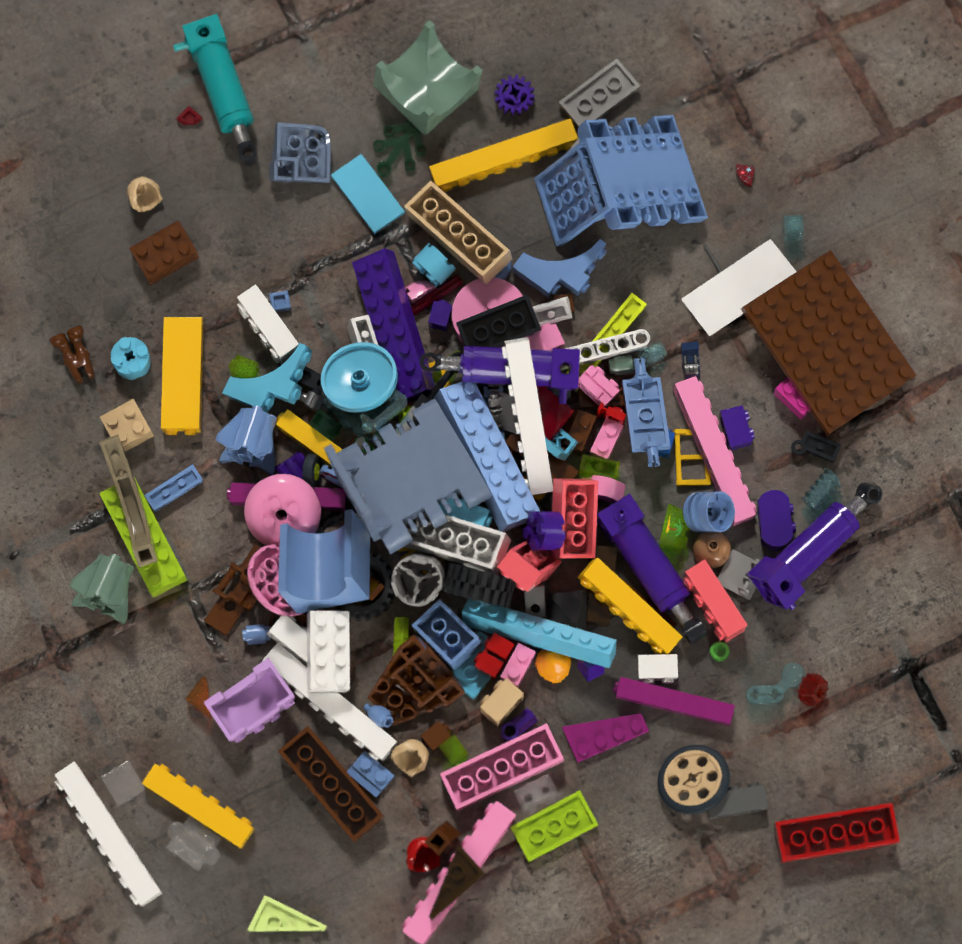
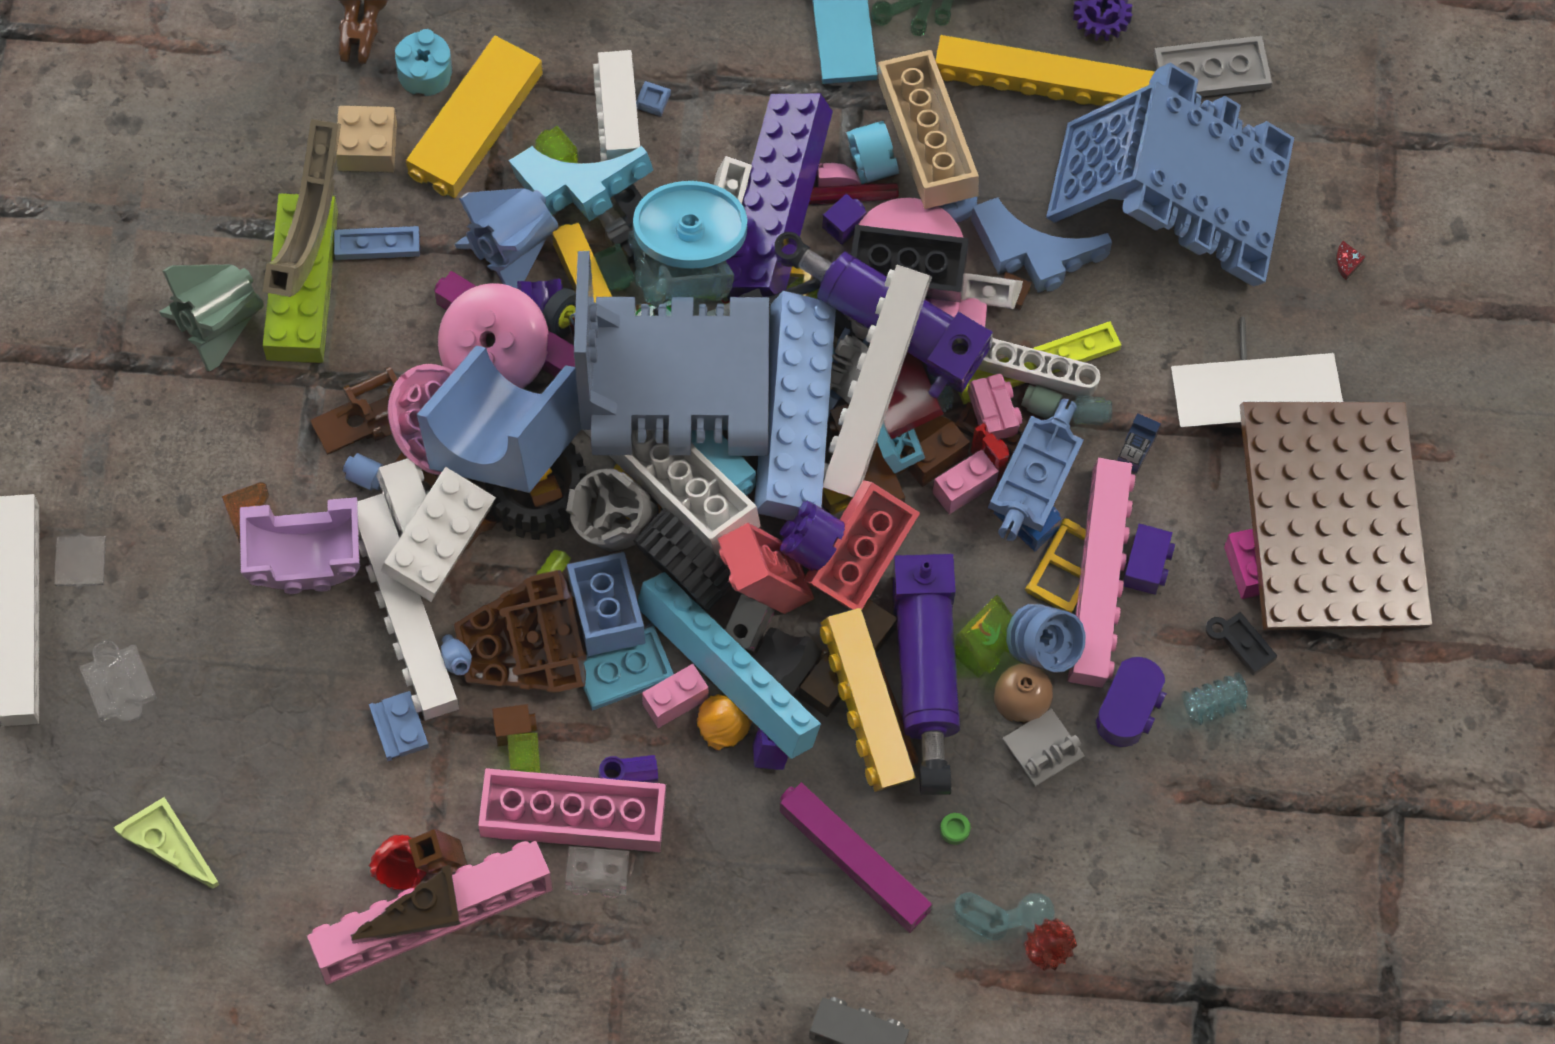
camera: 25 degrees right, 10 degrees down
(198, 806) = (154, 640): yellow brick -> none
(331, 784) = (338, 706): reddish brown brick -> none
(410, 756) = (463, 730): tan hair -> none
(498, 647) = (637, 670): red piece -> none
(501, 702) = (624, 726): tan brick -> none
(554, 826) = (595, 926): lime plate -> none
(597, 466) = (935, 510): clear neon green brick -> none
(601, 735) = (729, 847): magenta wing -> none
(608, 488) = (929, 537): bright pink brick -> none
(657, 668) = (858, 801): white brick -> none
(694, 804) = (839, 996): wedge -> none
(714, 601) = (985, 757): coral brick -> none
(781, 578) = (1095, 773): dark purple piece -> none
(792, 227) = (1371, 354): clear light blue brick -> none

